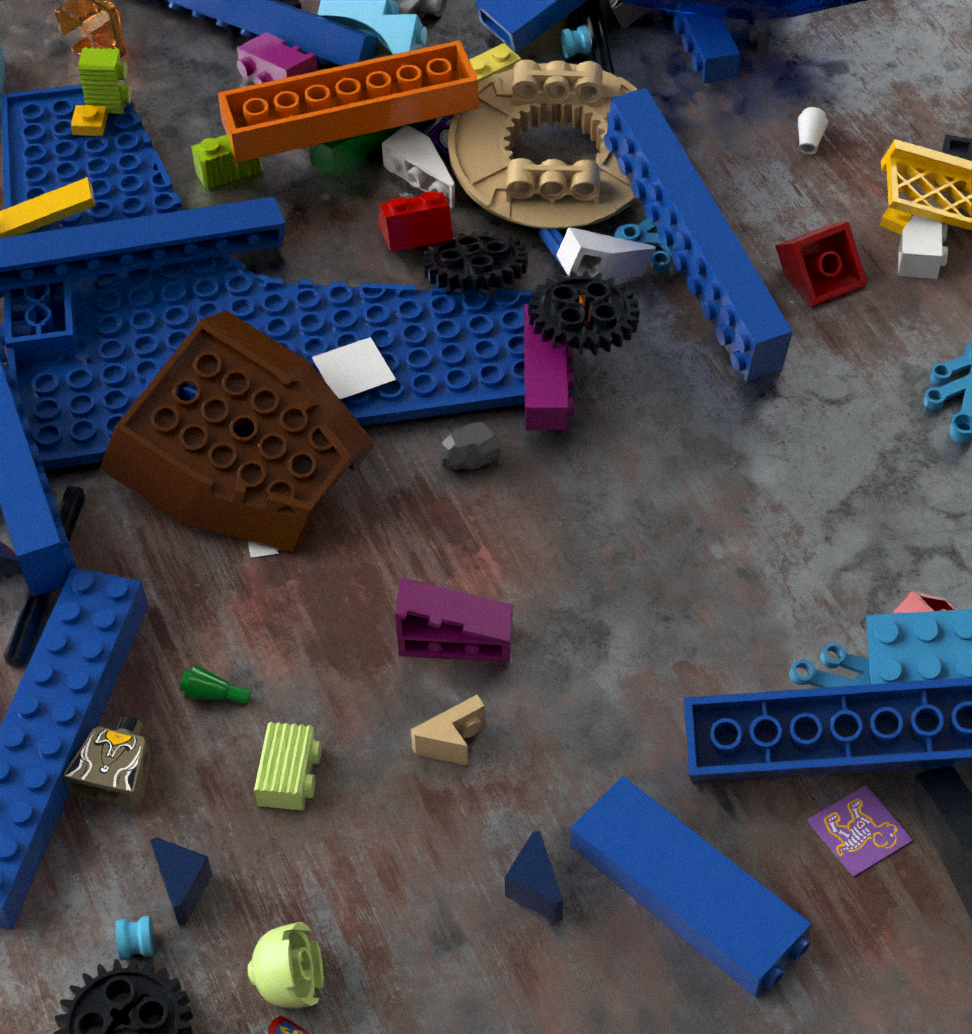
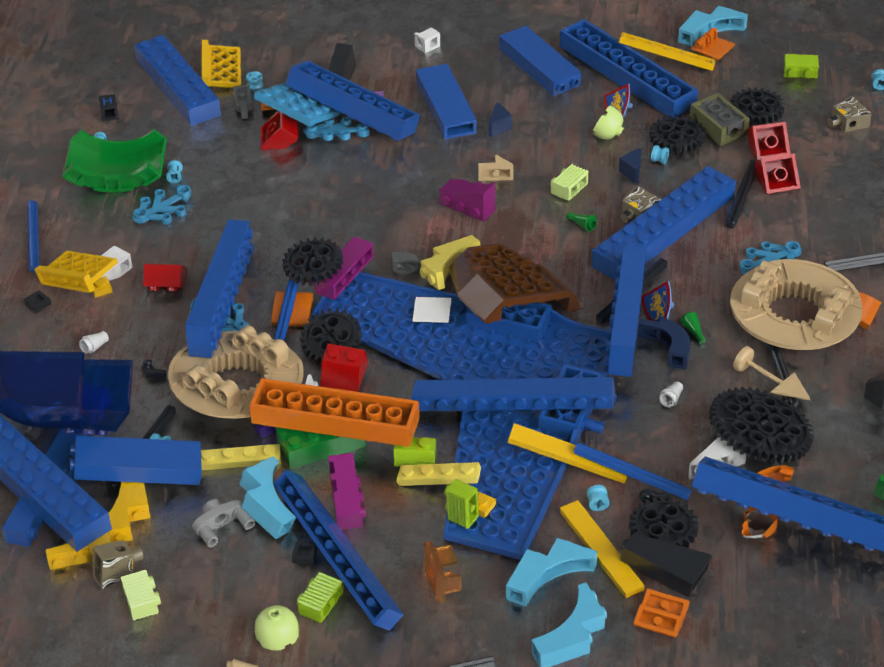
camera: 150 degrees left, 10 degrees down
(161, 141) = (438, 473): none -> light yellow plate
(398, 477) = (436, 268): none -> light yellow arch
(603, 254) = (274, 298): white slope -> none
(693, 131) = (151, 372): none -> black arm

